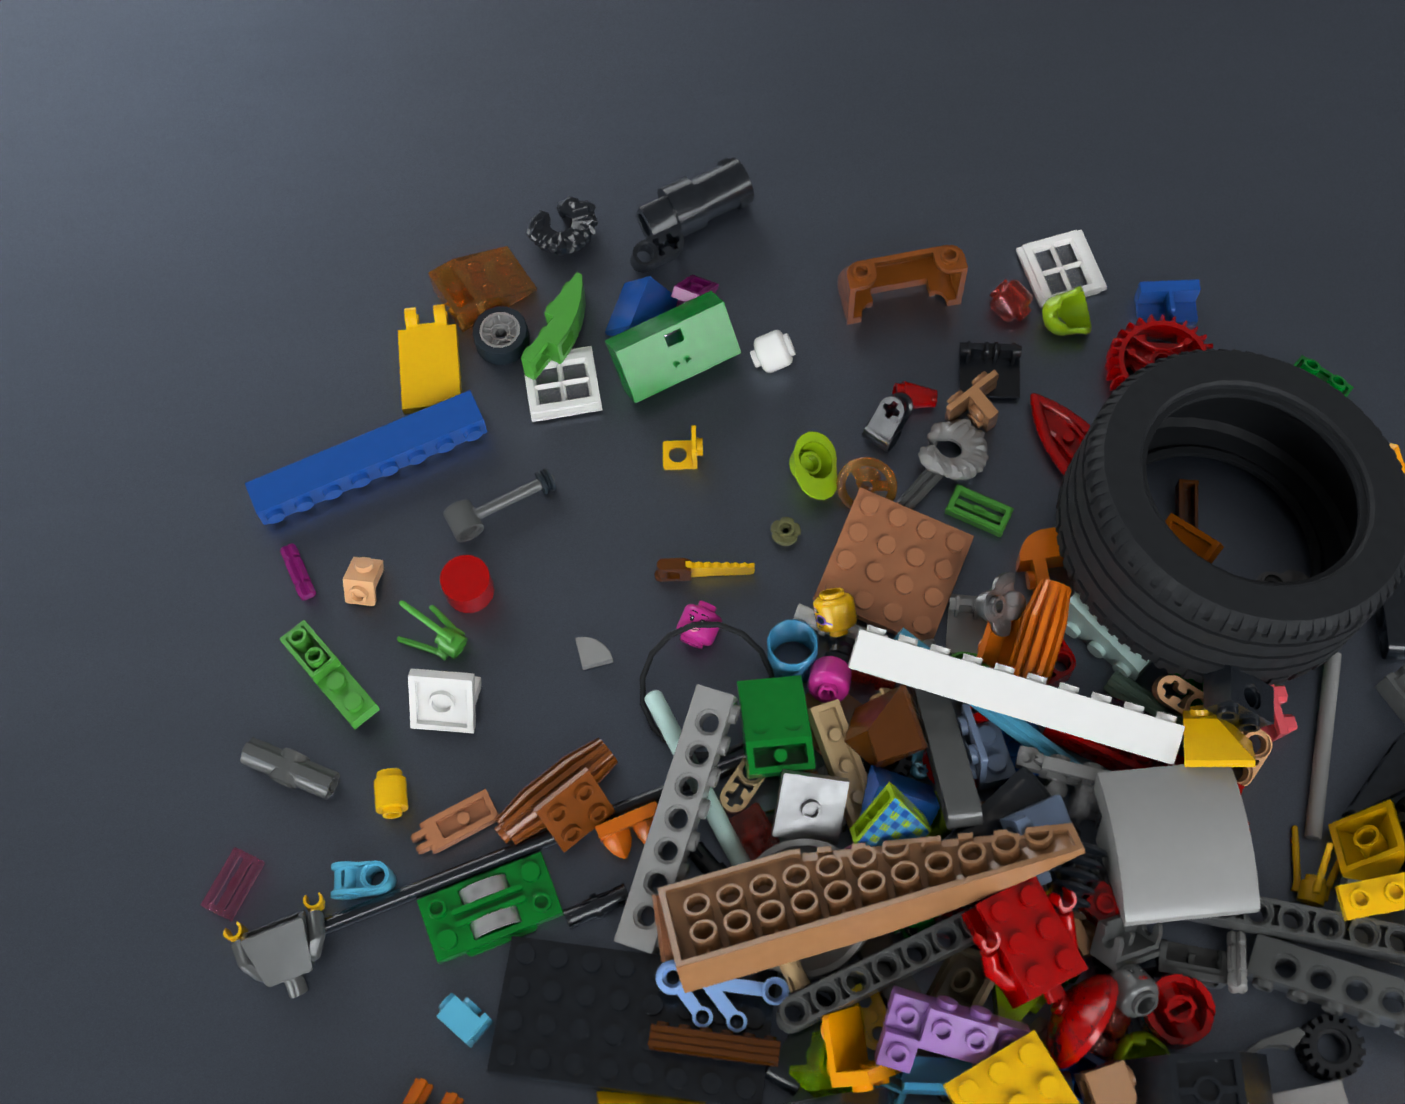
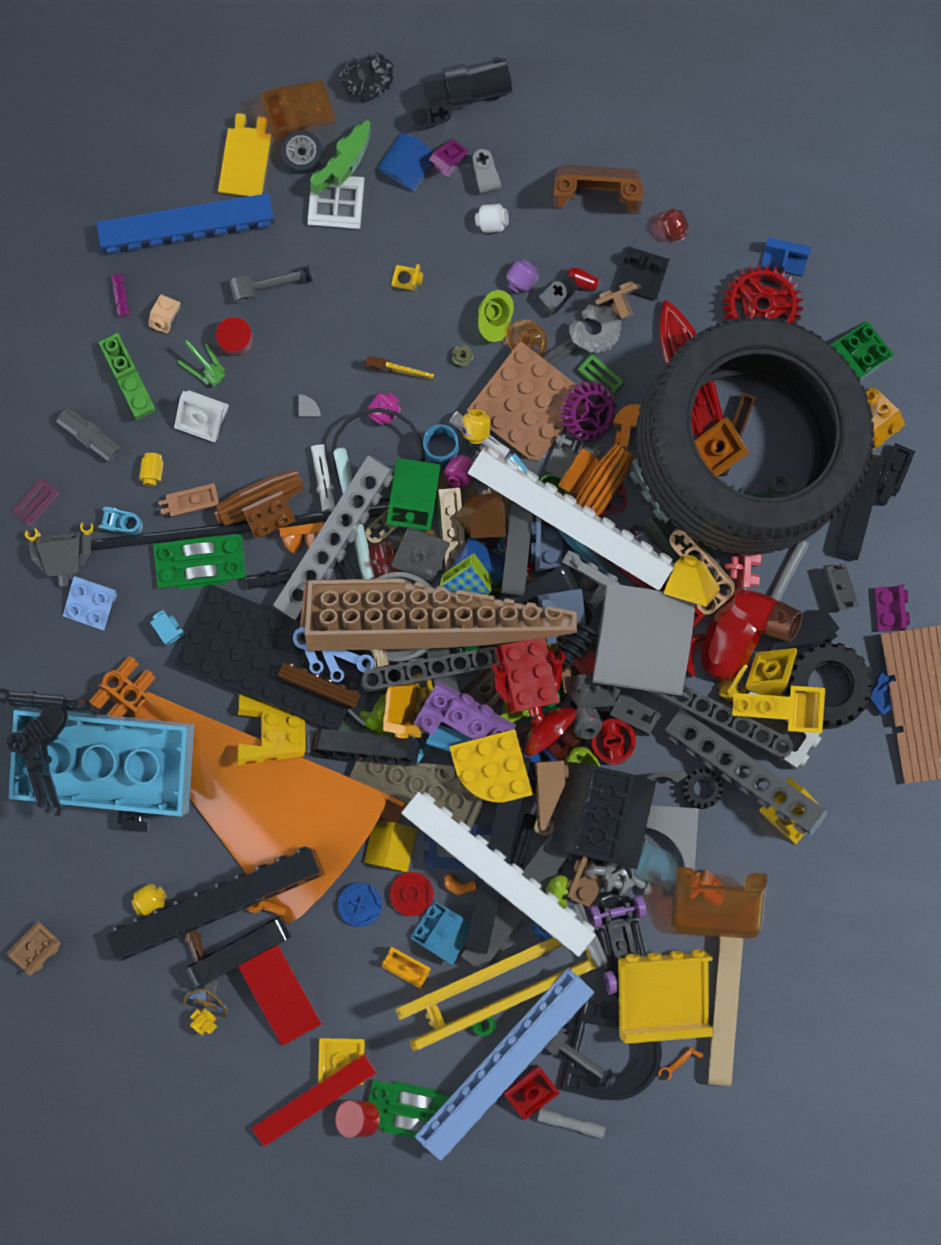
camera: 15 degrees right, 15 degrees up
(339, 1012) = (89, 603): none -> light blue hinge
(644, 754) = (326, 502): none -> white pin
(673, 346) = (420, 198): brick -> none
(747, 298) = (486, 175): none -> light grey piece
(834, 410) = (522, 276): none -> medium lavender head
(970, 551) = (577, 410): none -> magenta gear
(1001, 604) = (584, 454): flat silver plate -> none
(1060, 265) = (720, 207): white piece -> none
(1071, 309) = (717, 243): lime hair -> none
(1237, 962) = (661, 722): light grey axle -> none
(1239, 698) = (715, 559): black brick -> none
(1296, 793) = (738, 628): none -> red piece

